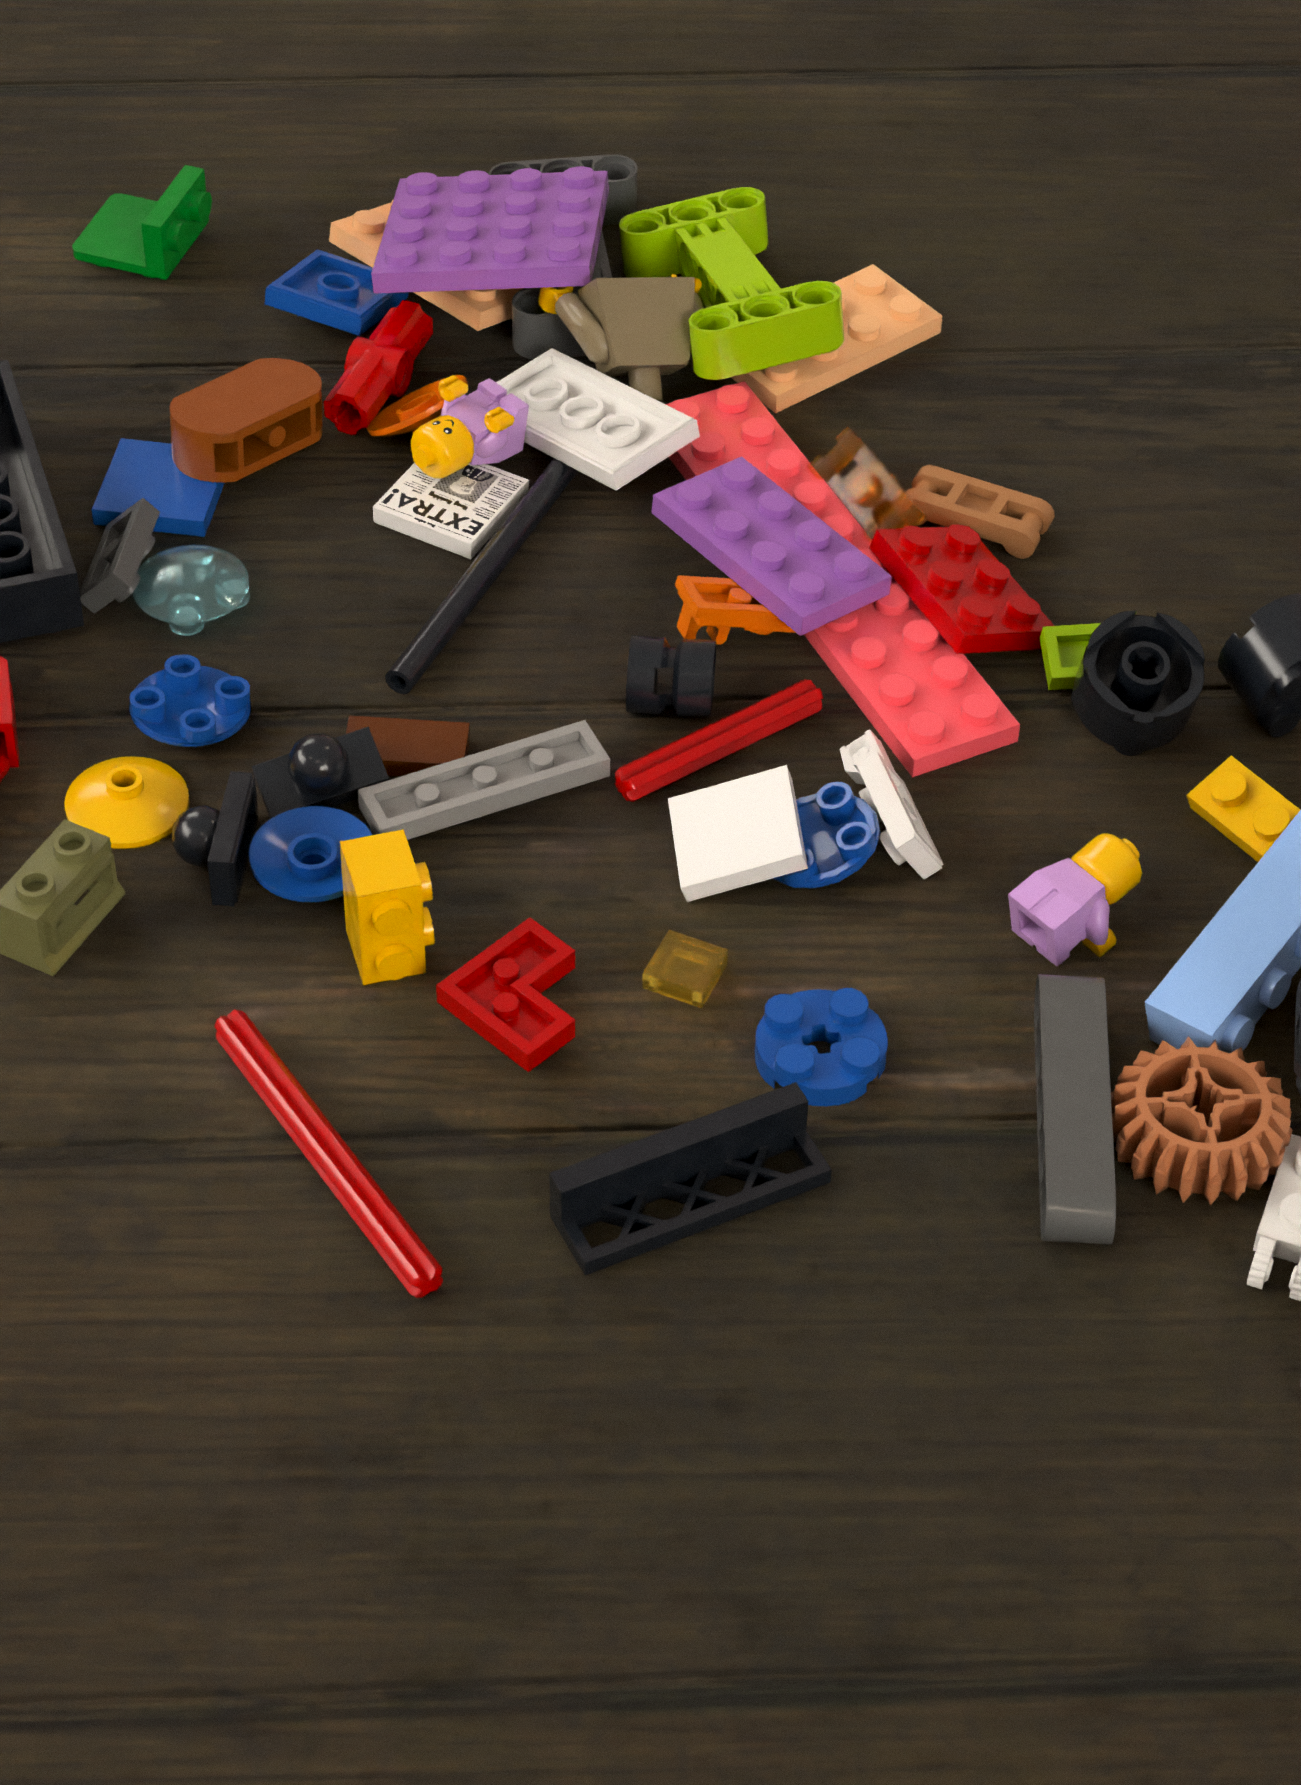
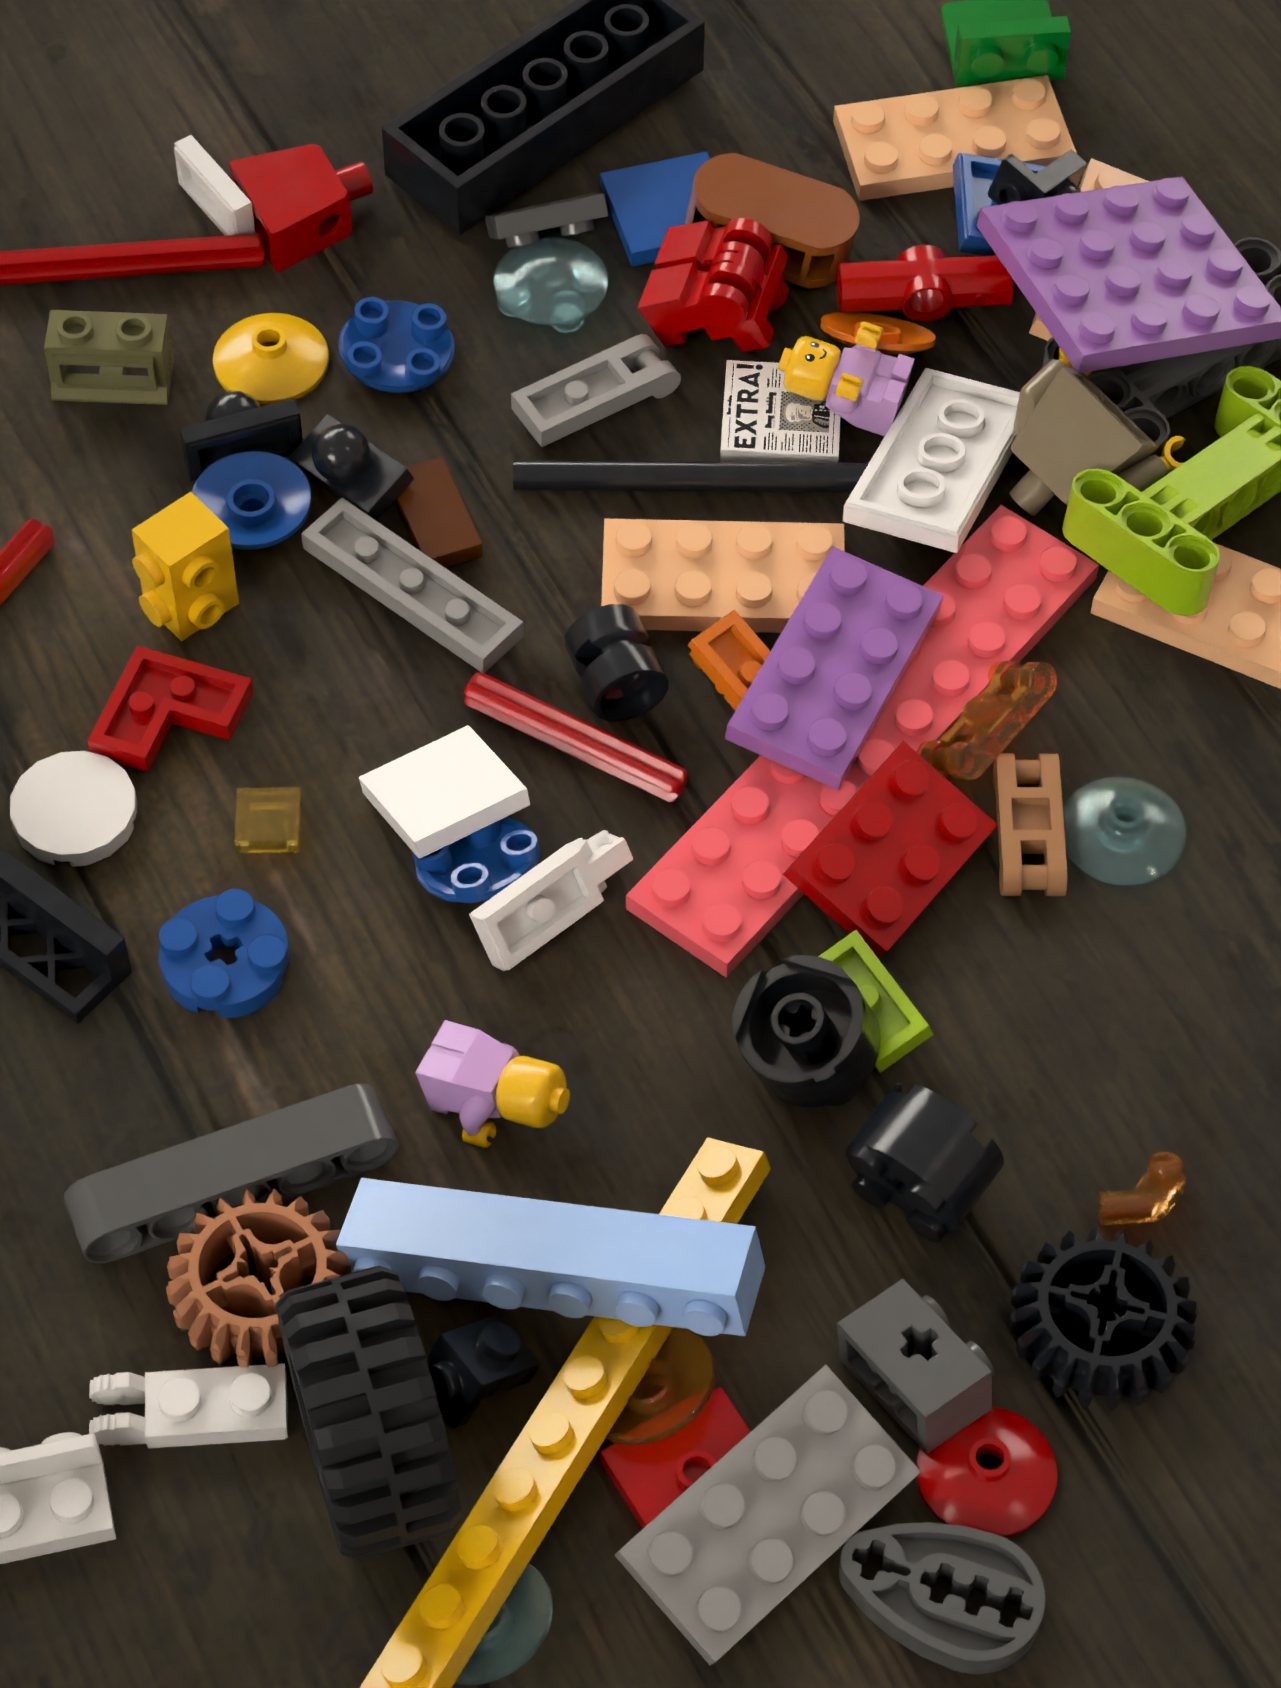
camera: 65 degrees right, 10 degrees up
(216, 301) = (915, 138): none -> light nougat plate
(294, 473) = (716, 282): none -> red hips
(343, 599) = (594, 389): none -> light grey plate
(350, 255) = (1019, 183): none -> black bracket
(585, 1101) = (73, 808): none -> white tile
(597, 596) = (699, 571): none -> light nougat plate
(1007, 463) = (1119, 849): none -> clear light blue dish

